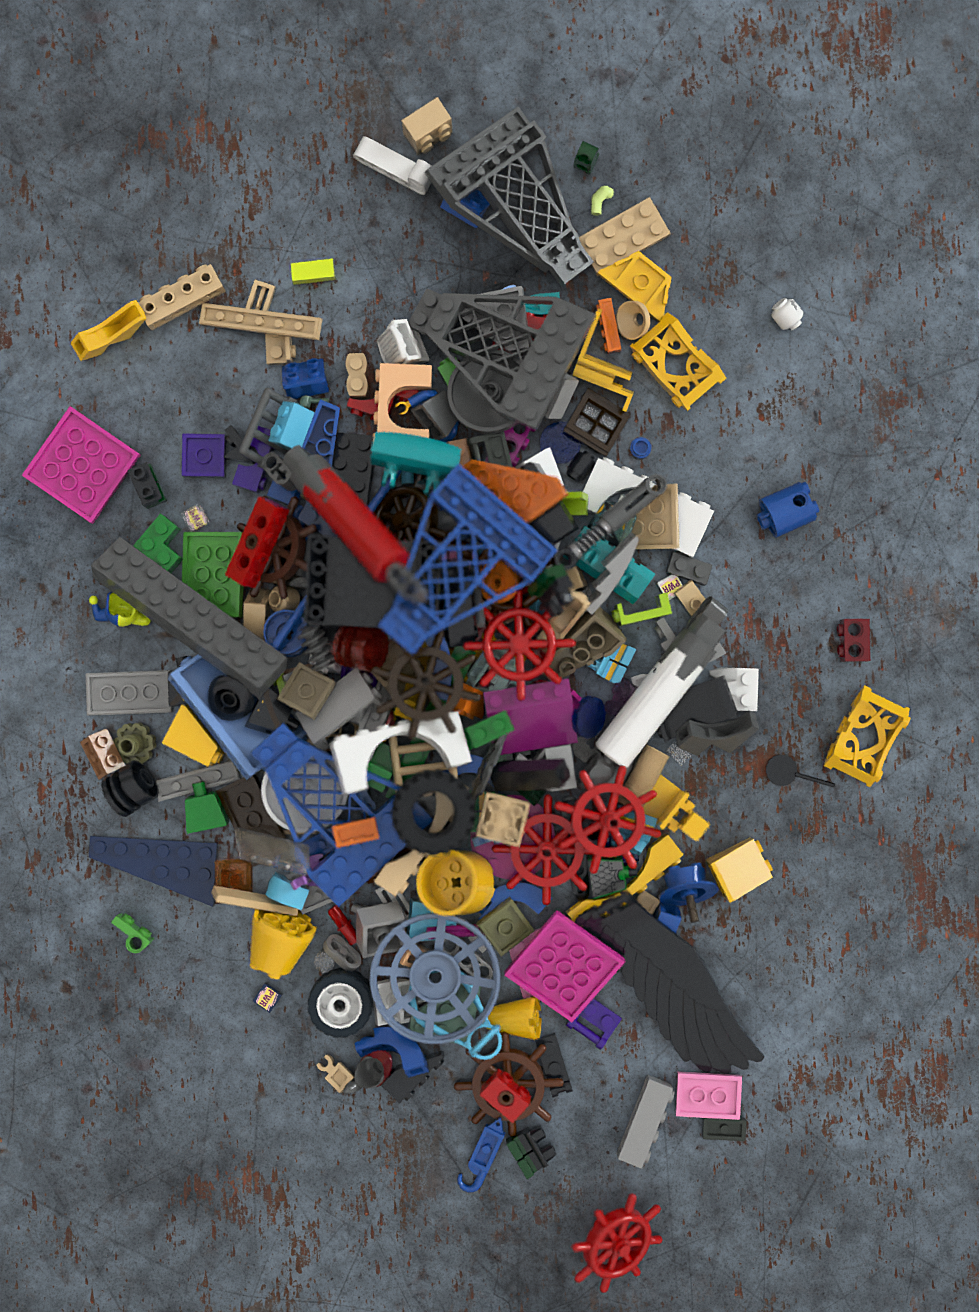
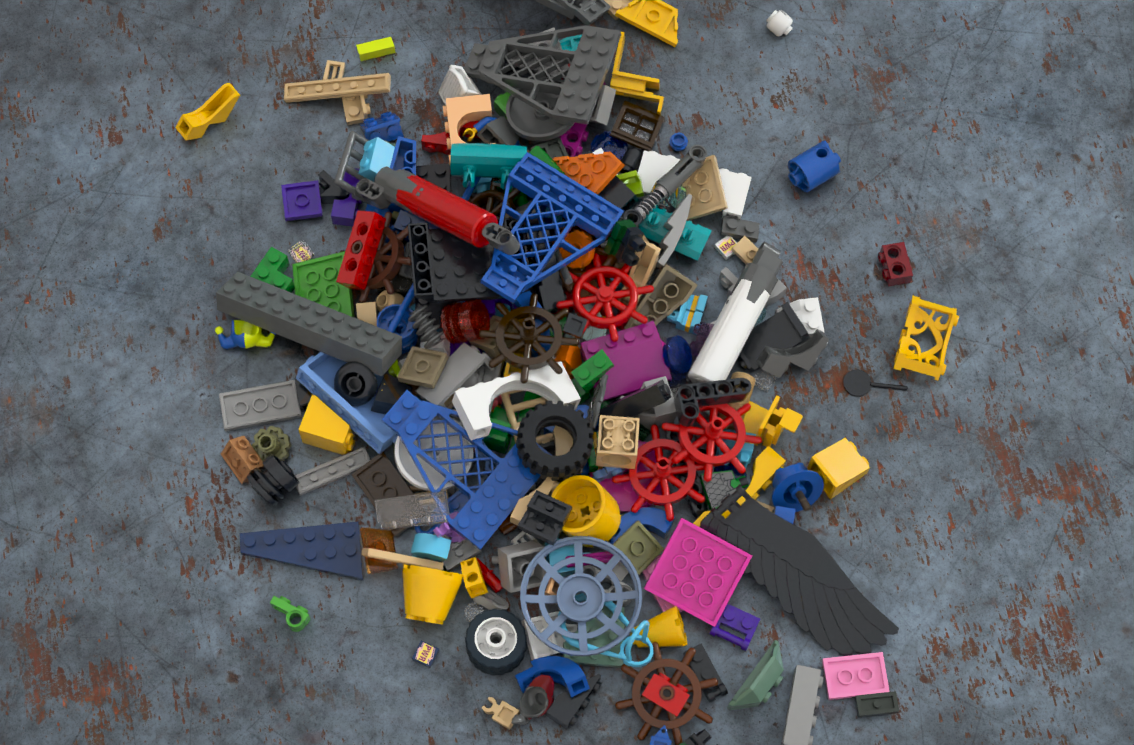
camera: 10 degrees left, 20 degrees down
(81, 465) = (195, 223): dark pink plate -> none
(146, 485) = (255, 229): black hips -> none
(181, 296) = (267, 80): tan brick -> none
(204, 810) = (343, 492): green torso -> none
(326, 931) = (473, 577): none -> yellow leg
(355, 832) = (487, 473): orange plate -> none
(358, 371) = (426, 117): tan brick -> none
(409, 892) = (544, 517): none -> black slope
(478, 678) = (574, 325): none -> black tile
(480, 469) = (539, 153): none -> green slope
(608, 1085) = (760, 681): none -> sand green wedge
(609, 326) = (633, 55): orange piece -> none
(616, 783) = (735, 391): none -> black beam
(627, 320) = (646, 43): tan piece -> none
(663, 609) = (708, 267): lime panel -> none
(676, 333) = (722, 70): yellow fence -> none

